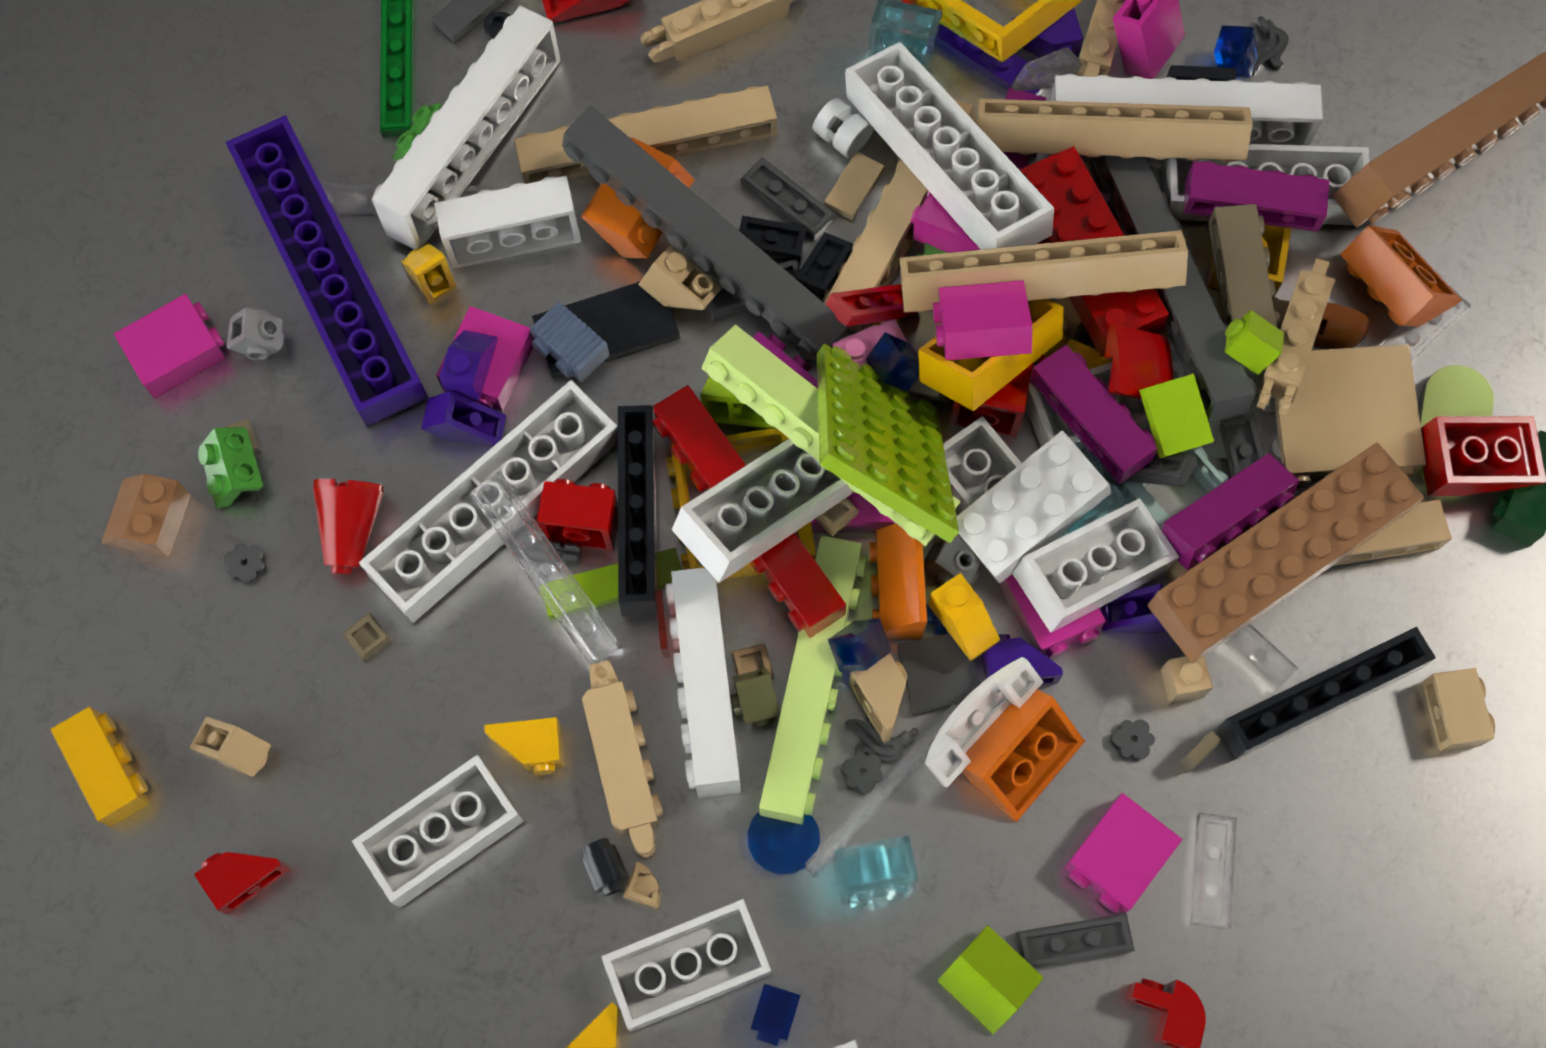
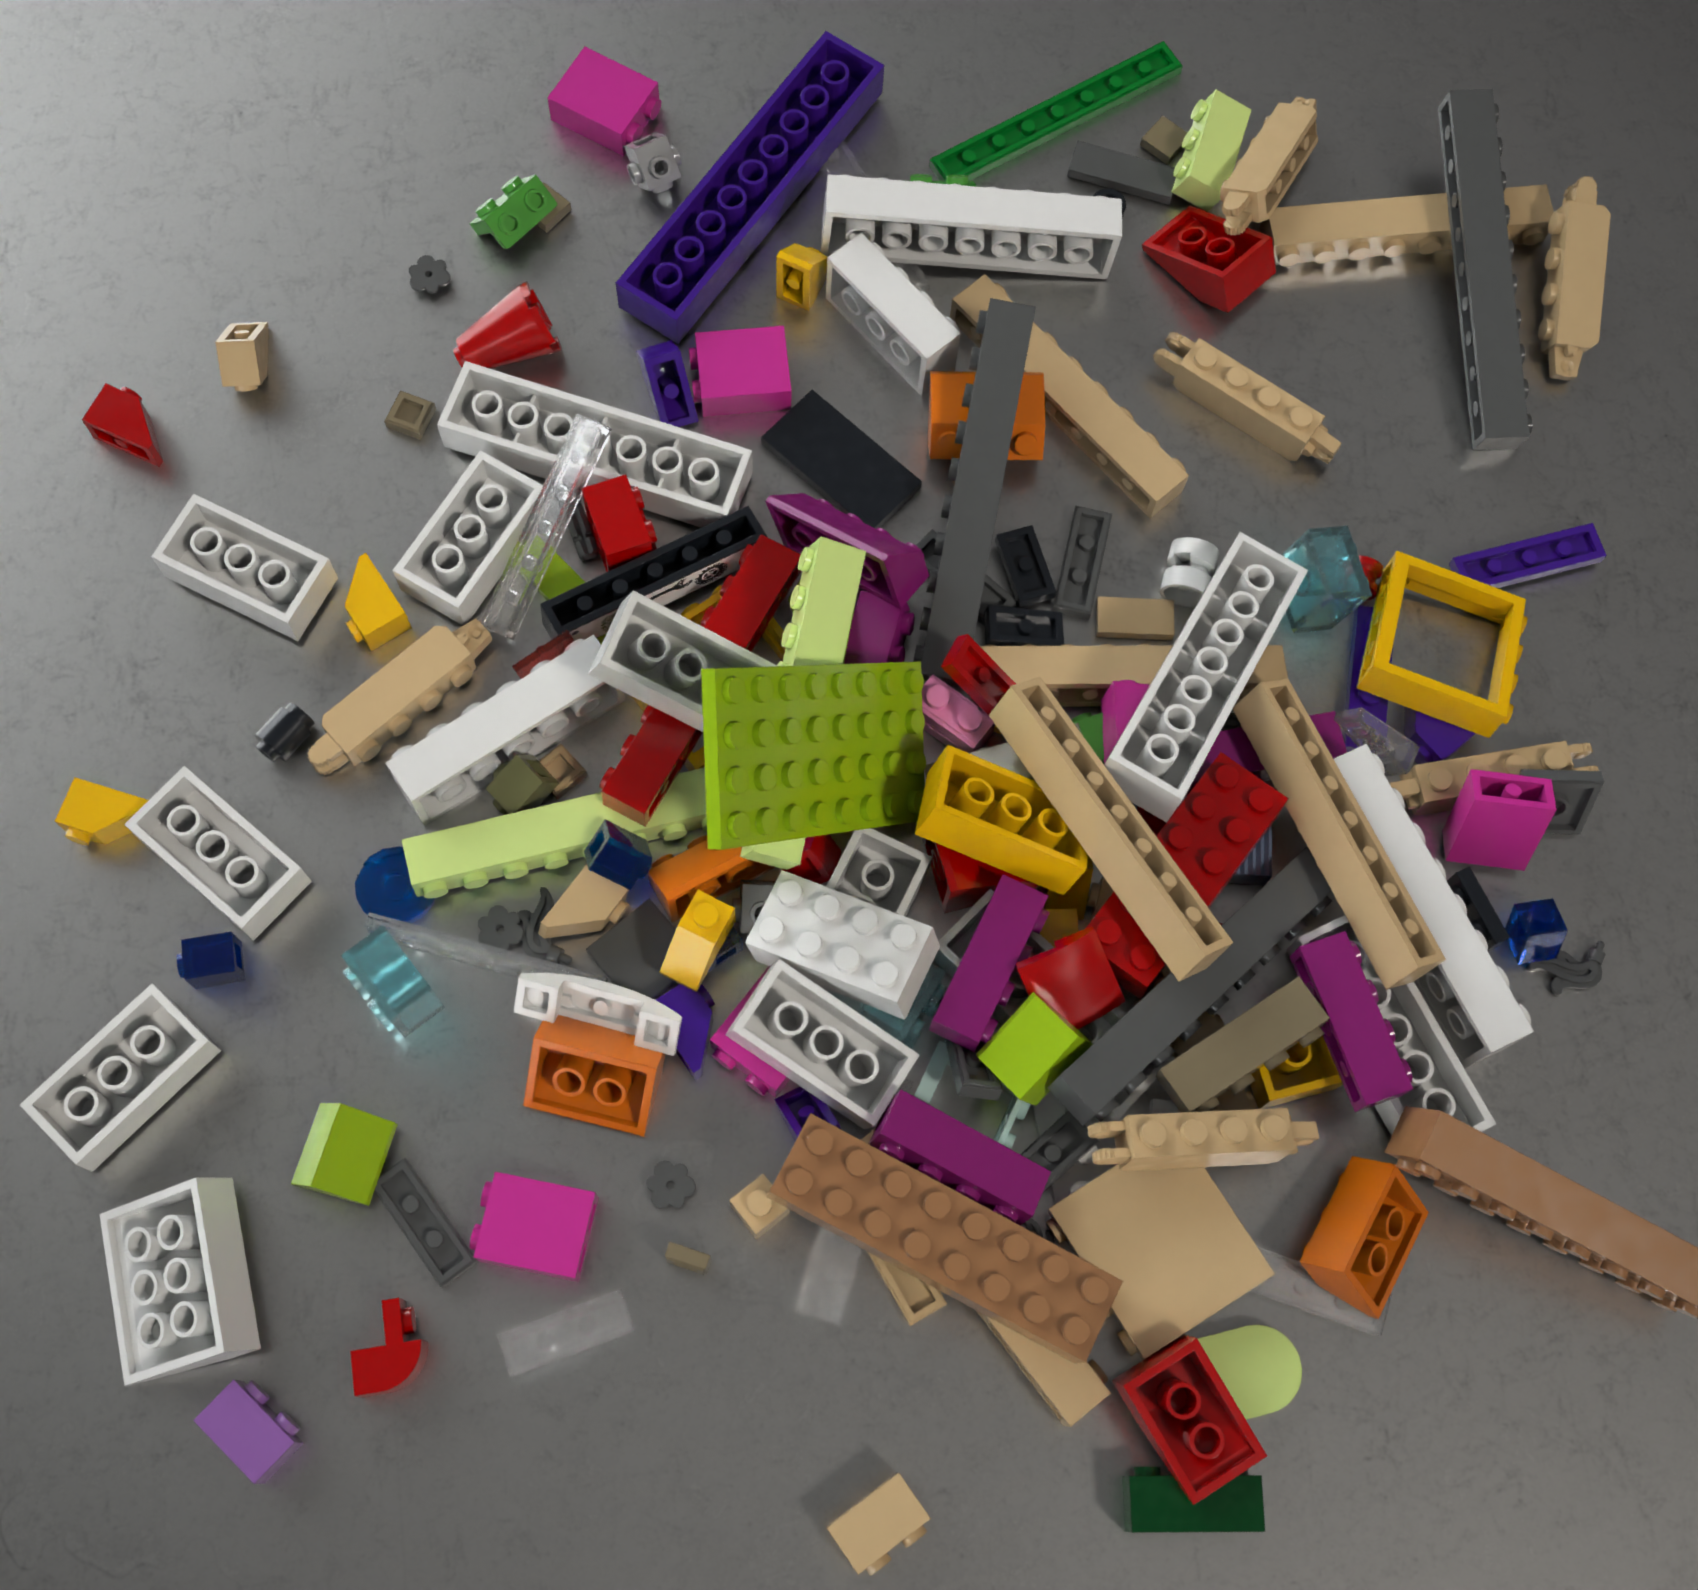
camera: 55 degrees right, 0 degrees up
(101, 766) = (174, 259): yellow brick -> none
(147, 515) = (430, 174): medium nougat slope -> none
(468, 364) = (717, 350): dark purple slope -> none
(517, 634) = (468, 539): none -> white brick
(569, 342) = (797, 432): sand blue brick -> none
(643, 887) = (285, 780): tan tile -> none
(679, 282) = (919, 499): tan slope -> none
(680, 355) = (890, 566): none -> magenta slope
(894, 362) = (938, 732): brick -> none
(983, 320) = (1012, 790): dark pink brick -> none
(1253, 342) = (1156, 1085): lime brick -> none
(1299, 606) = (911, 1295): none -> tan tile
(1326, 692) = (819, 1364): black brick -> none
(1341, 327) = (1265, 1198): dark orange brick -> none

